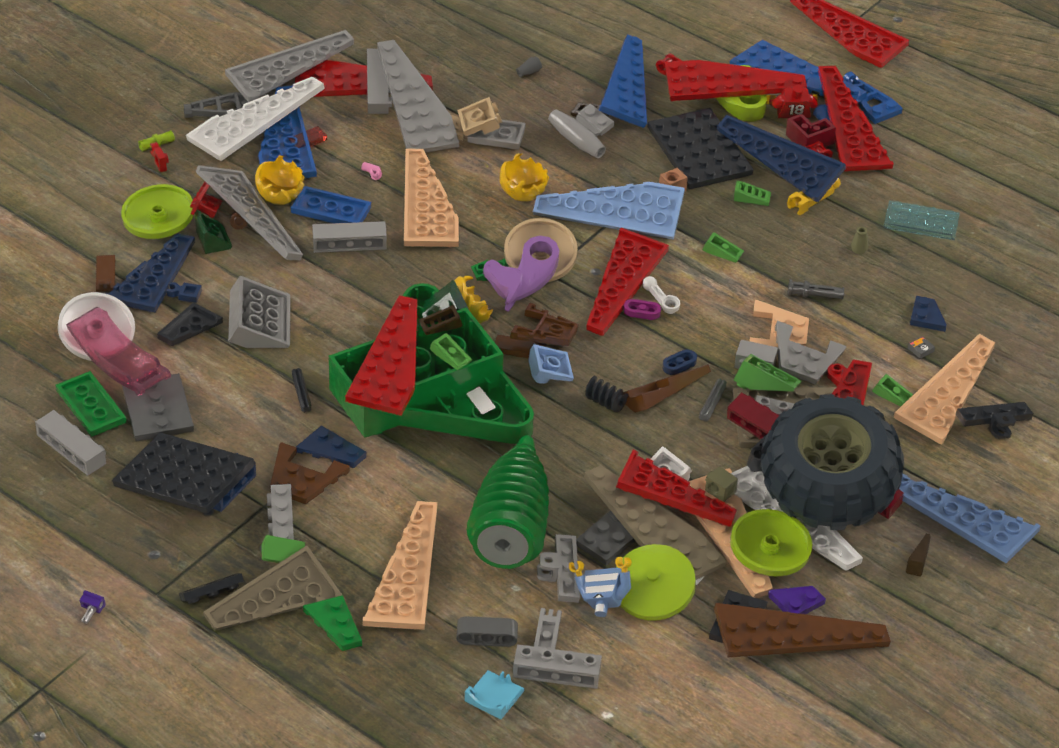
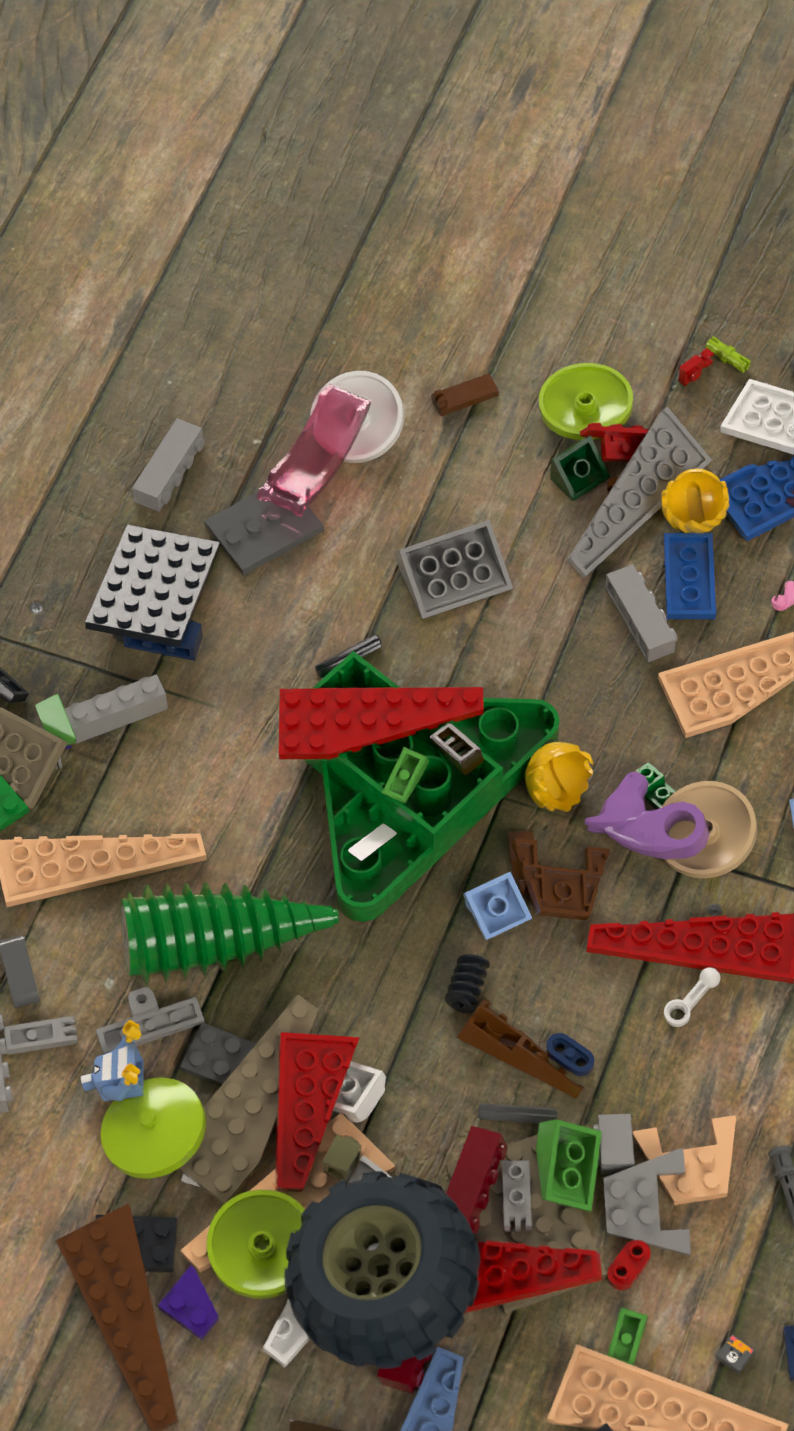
camera: 75 degrees right, 15 degrees up
(90, 403) = (239, 460): green plate -> none
(149, 281) = (475, 440): dark blue wing -> none
(186, 292) = (465, 482): dark blue plate -> none
(188, 324) = (411, 505): black wing -> none
(304, 482) = (197, 700): reddish brown wing -> none
(331, 446) = (261, 721): dark blue wing -> none
(444, 298) = (511, 746): dark green slope -> none
(642, 309) = (654, 984): magenta plate -> none

